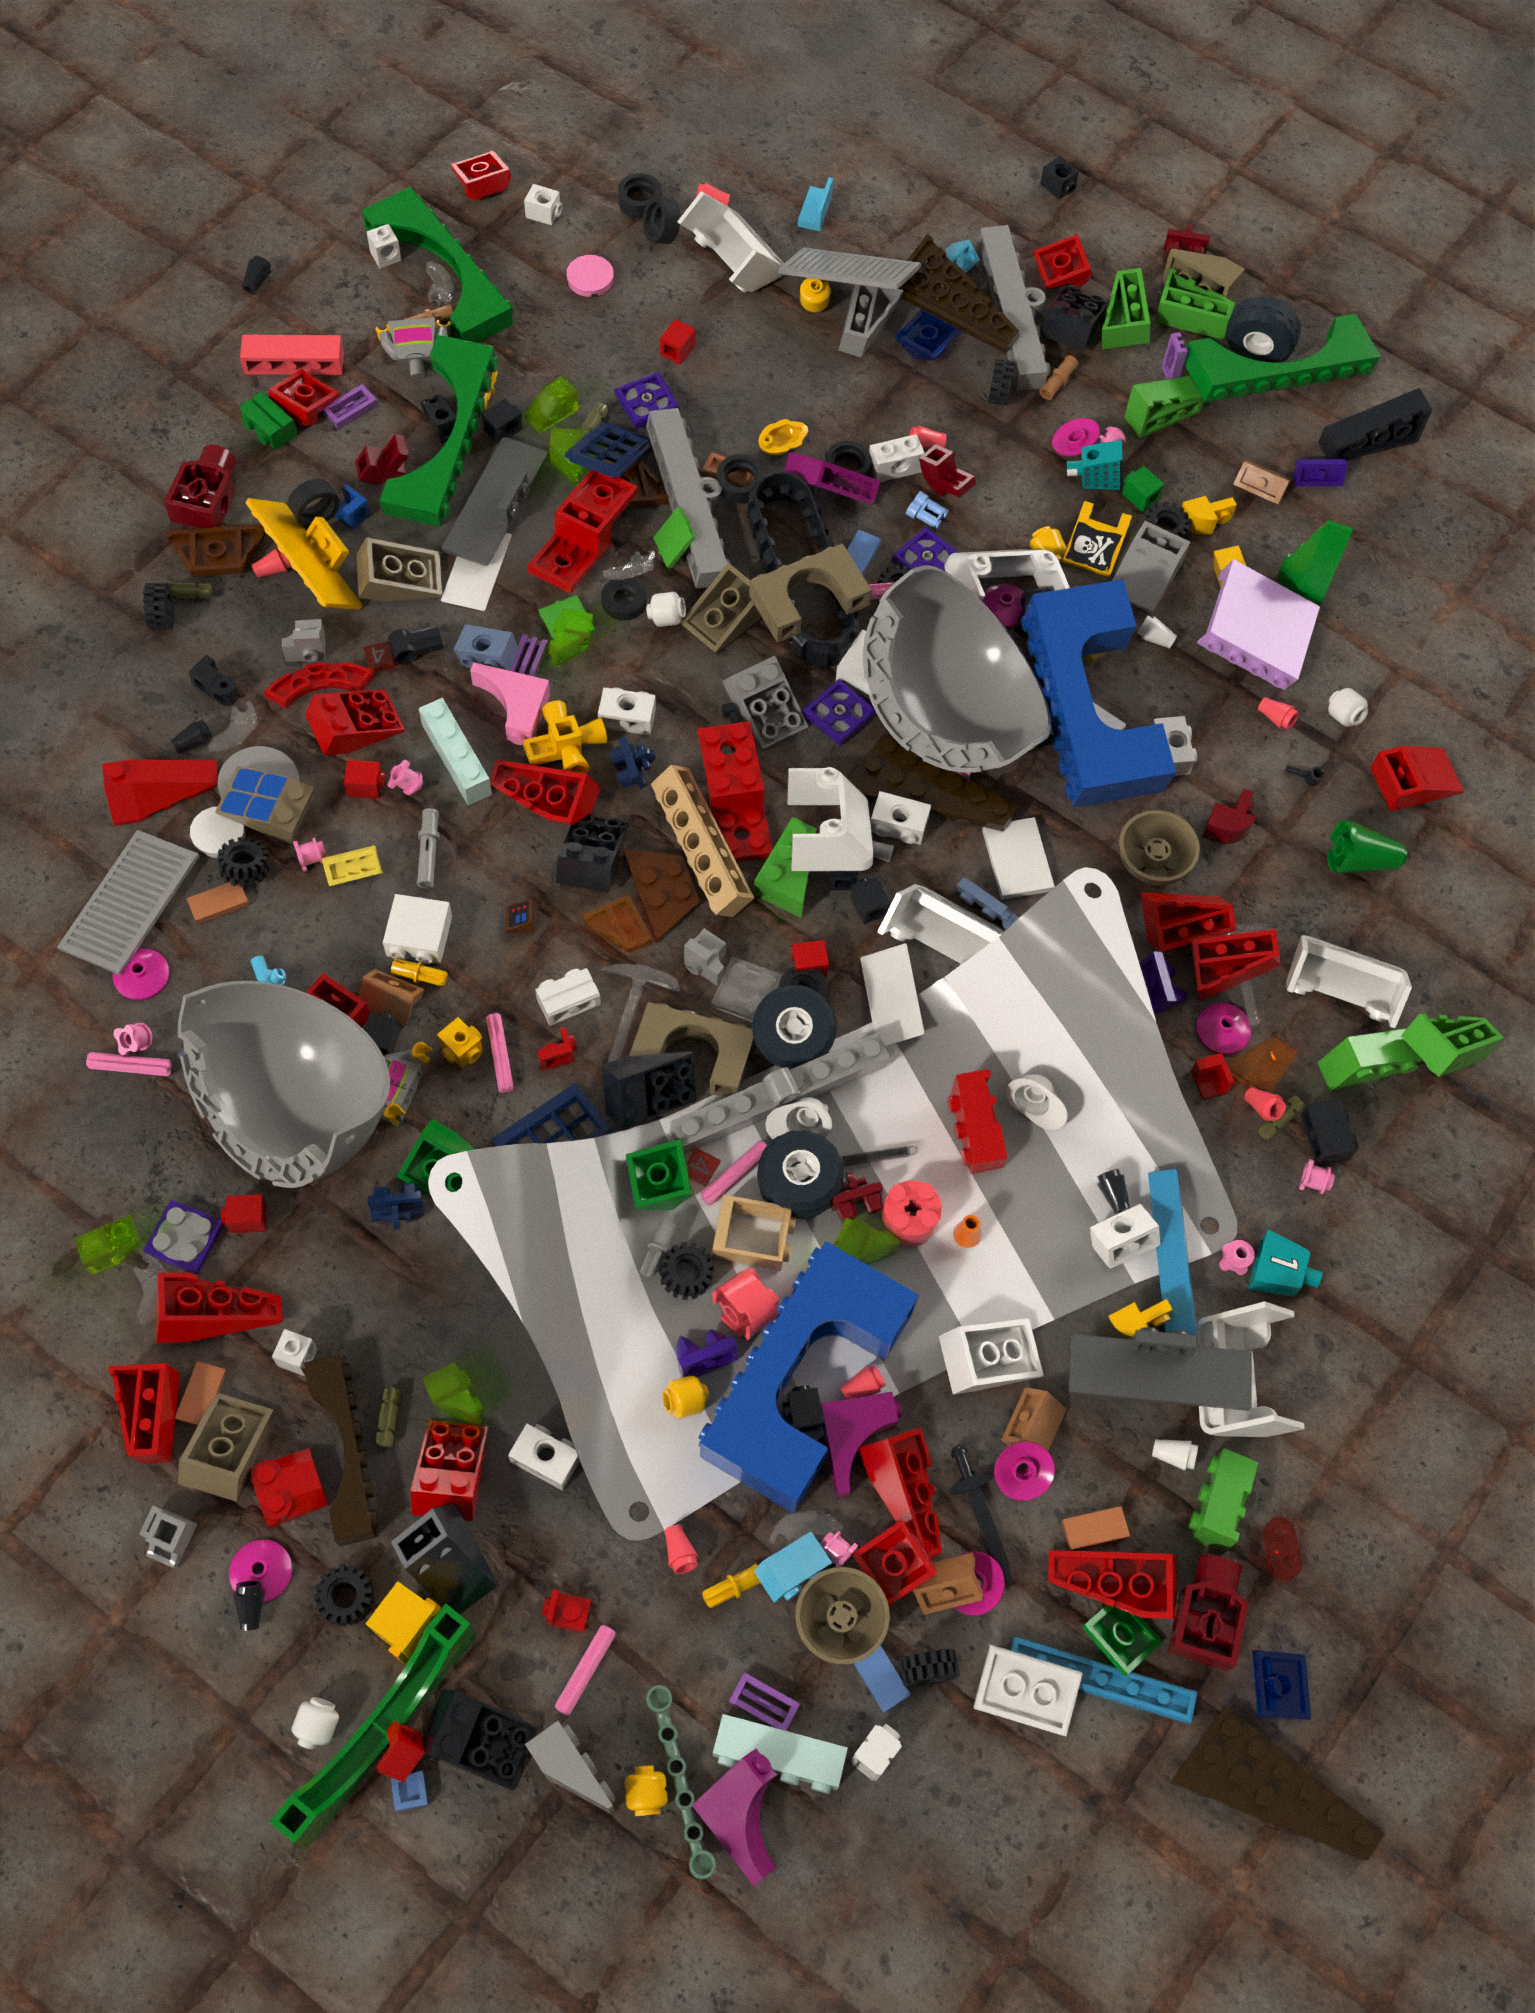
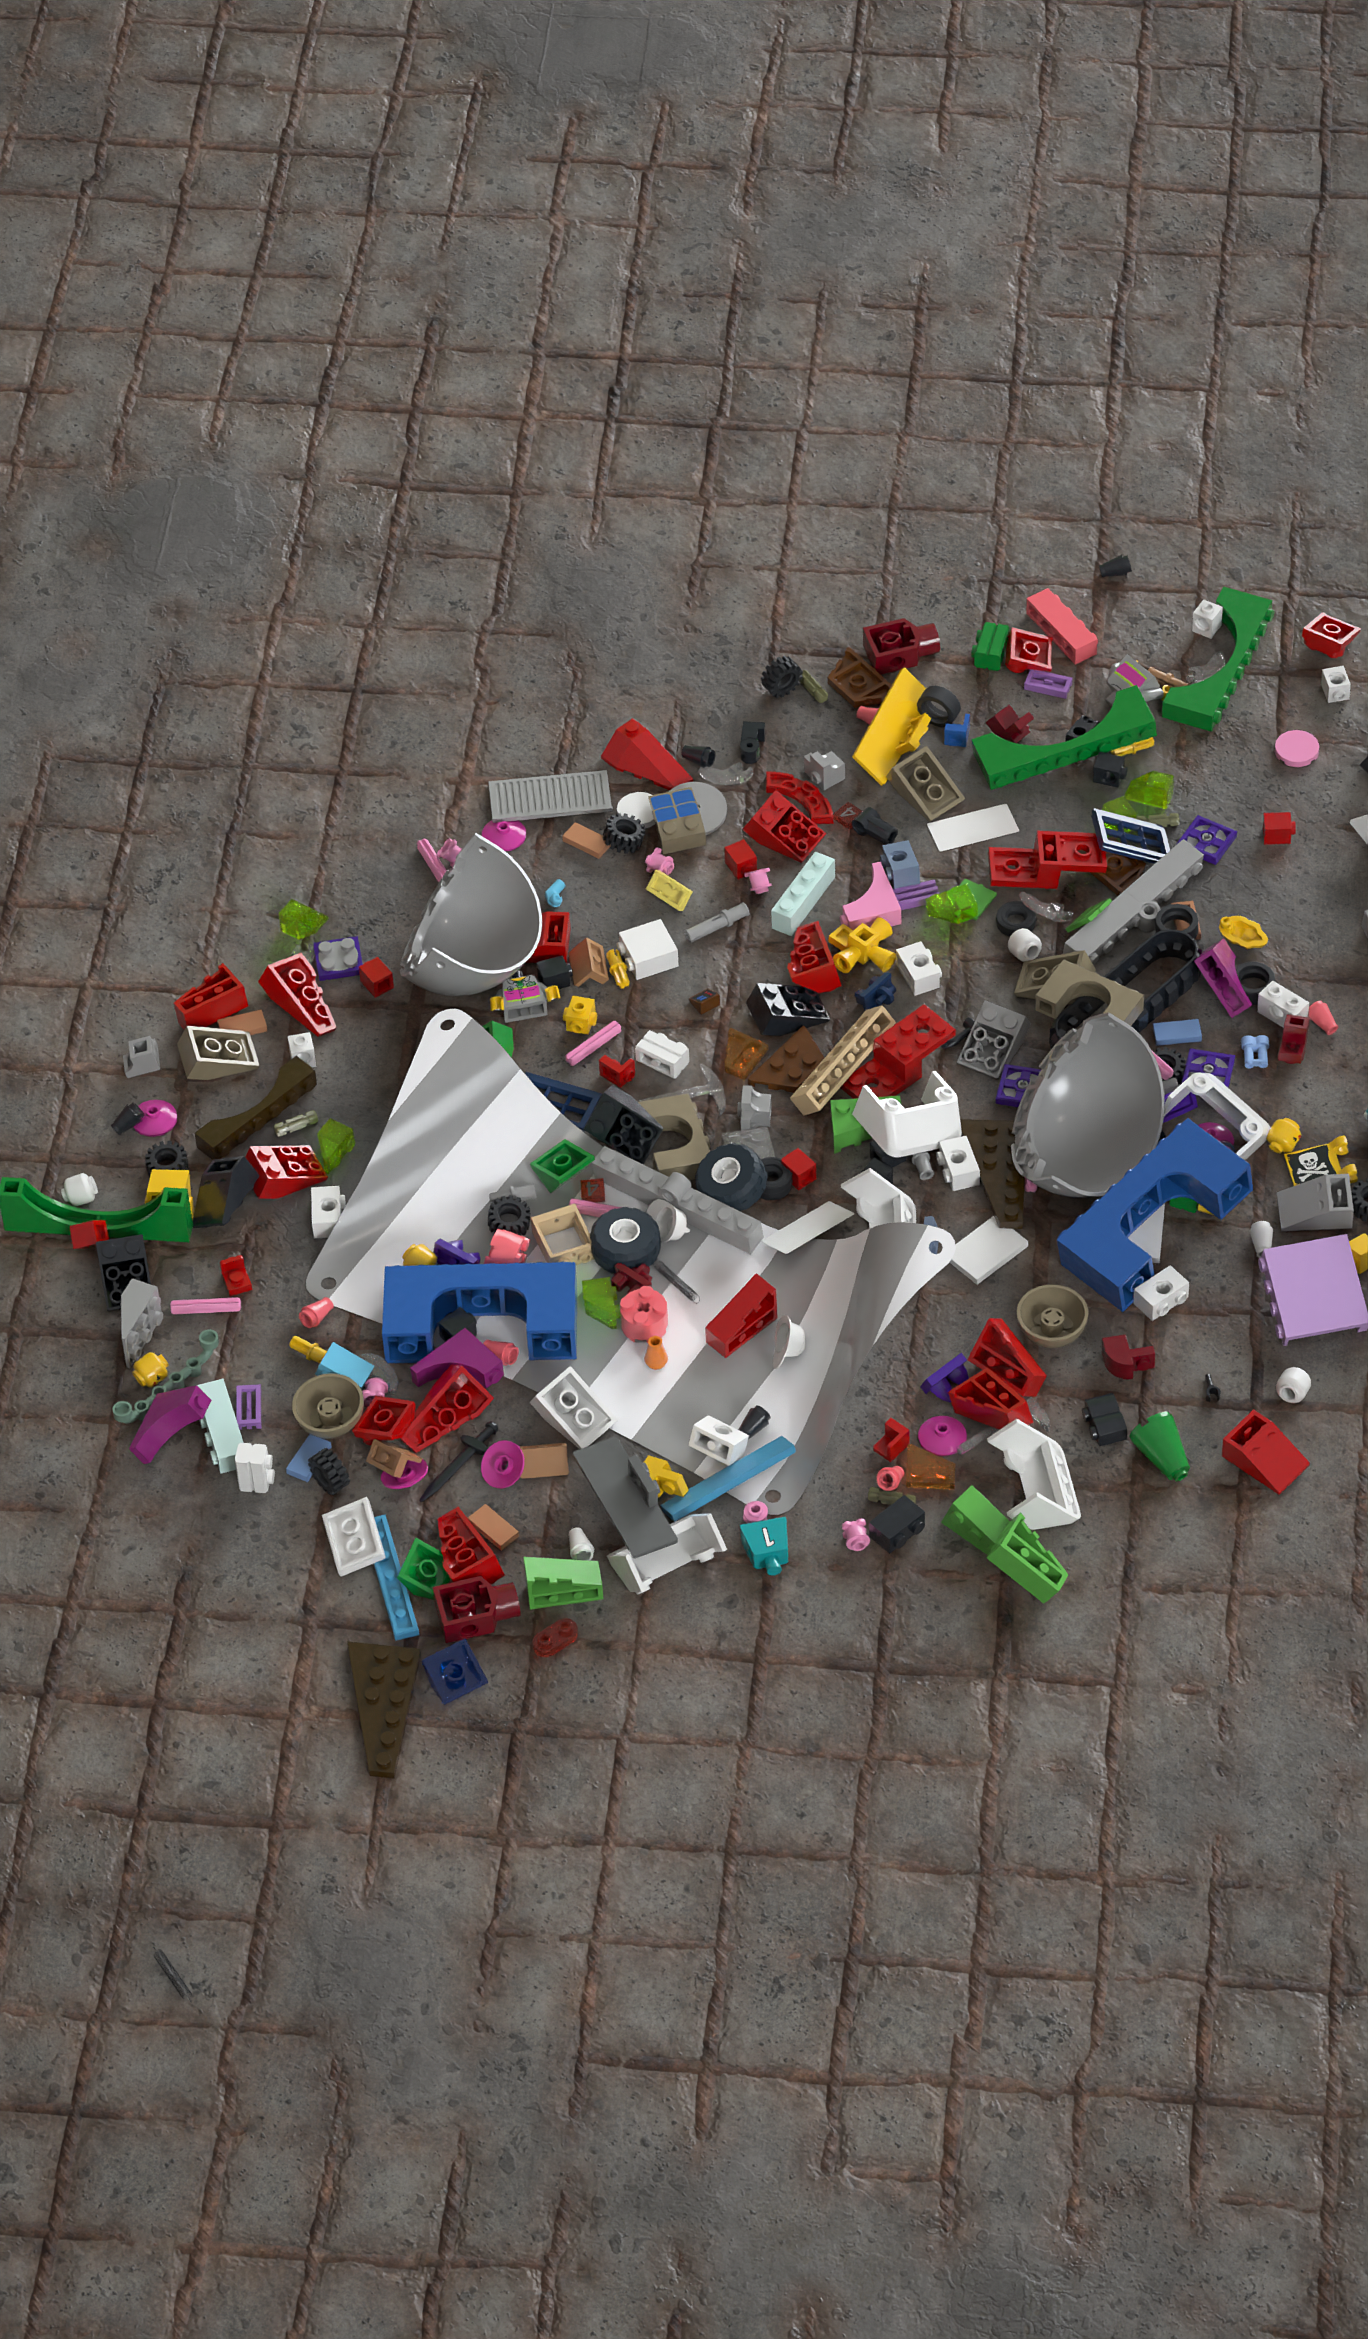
camera: 65 degrees right, 15 degrees down
(288, 1487) = (213, 1097): red slope -> none
(410, 1793) = (71, 1260): medium blue tile -> none
(495, 501) = (1035, 804): dark grey bracket -> none
(1279, 713) = (1251, 1347): coral cone -> none
(1297, 879) = (1105, 1419): none -> black brick

